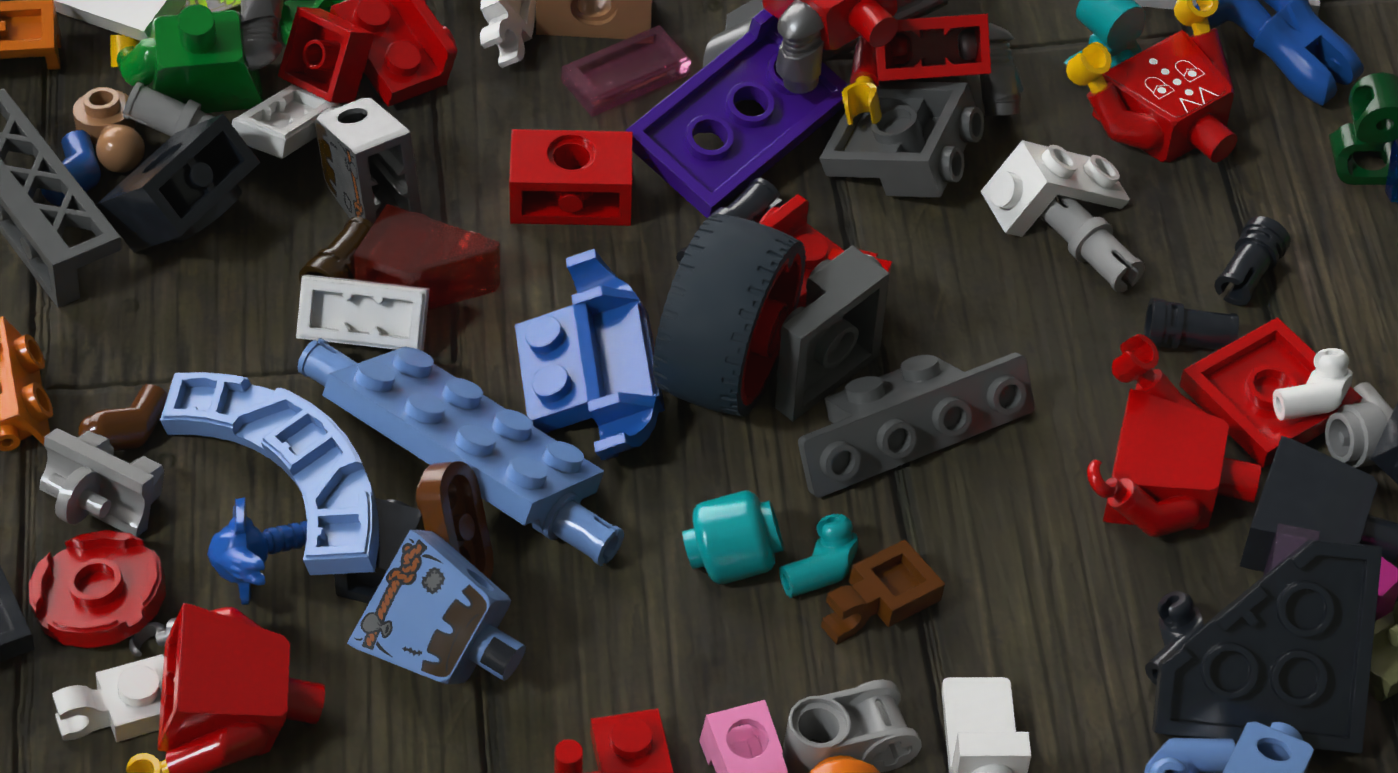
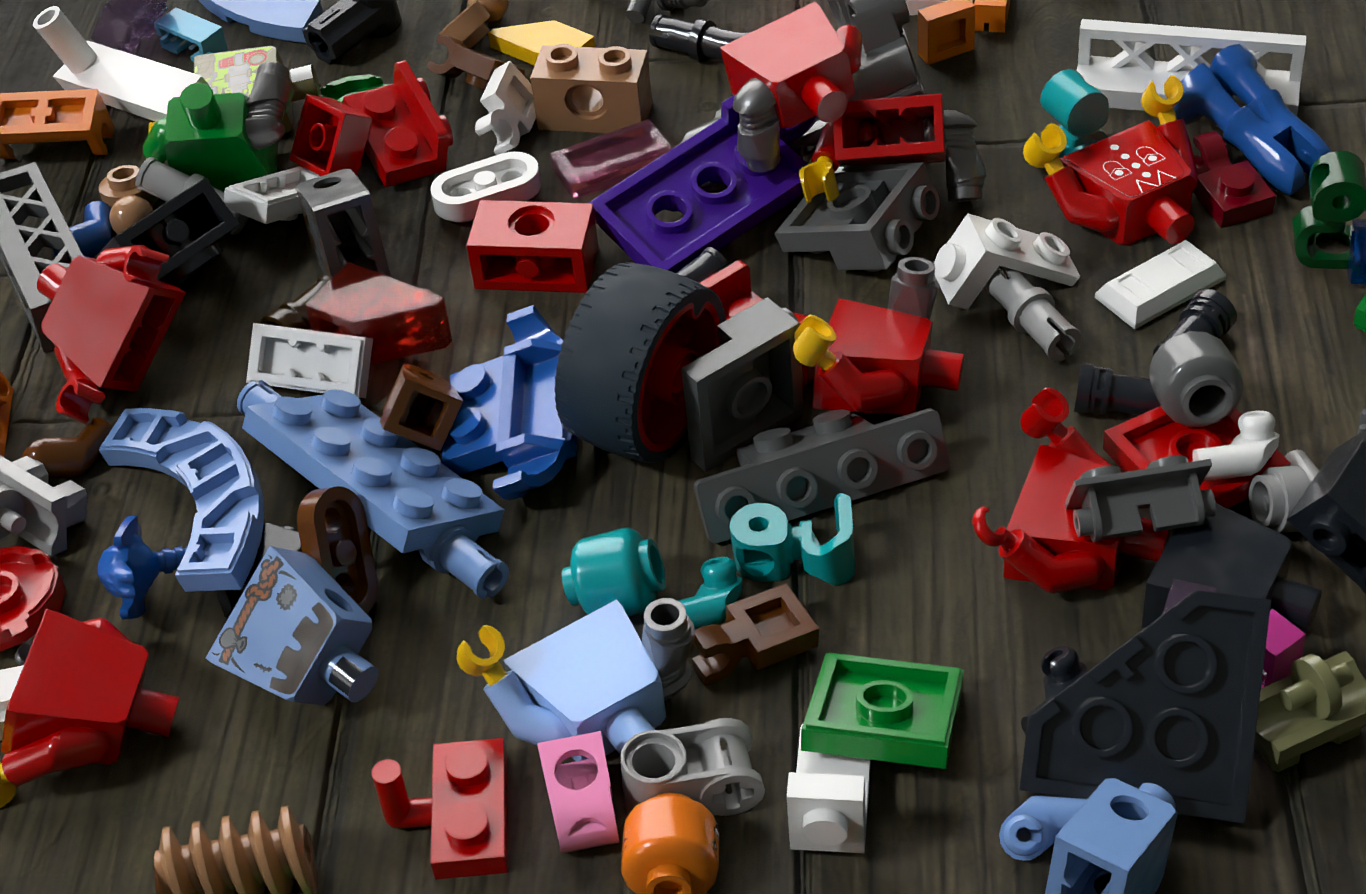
camera: 15 degrees right, 5 degrees down
(144, 277) = (106, 322): none -> red torso
(492, 360) = (421, 407): none -> reddish brown leg
(500, 104) = (497, 178): none -> white plate
(735, 644) = (589, 675): none -> light blue torso
(876, 496) = (768, 544): none -> teal leg
(955, 296) = (878, 355): none -> red torso
(1020, 662) = (883, 710): none -> green tile
(1209, 207) = (1160, 284): none -> white tile
(1213, 447) = (1166, 488): none -> dark grey hinge
(1263, 101) = (1228, 190): none -> dark red plate
(1269, 317) = (1196, 379): none -> dark grey head

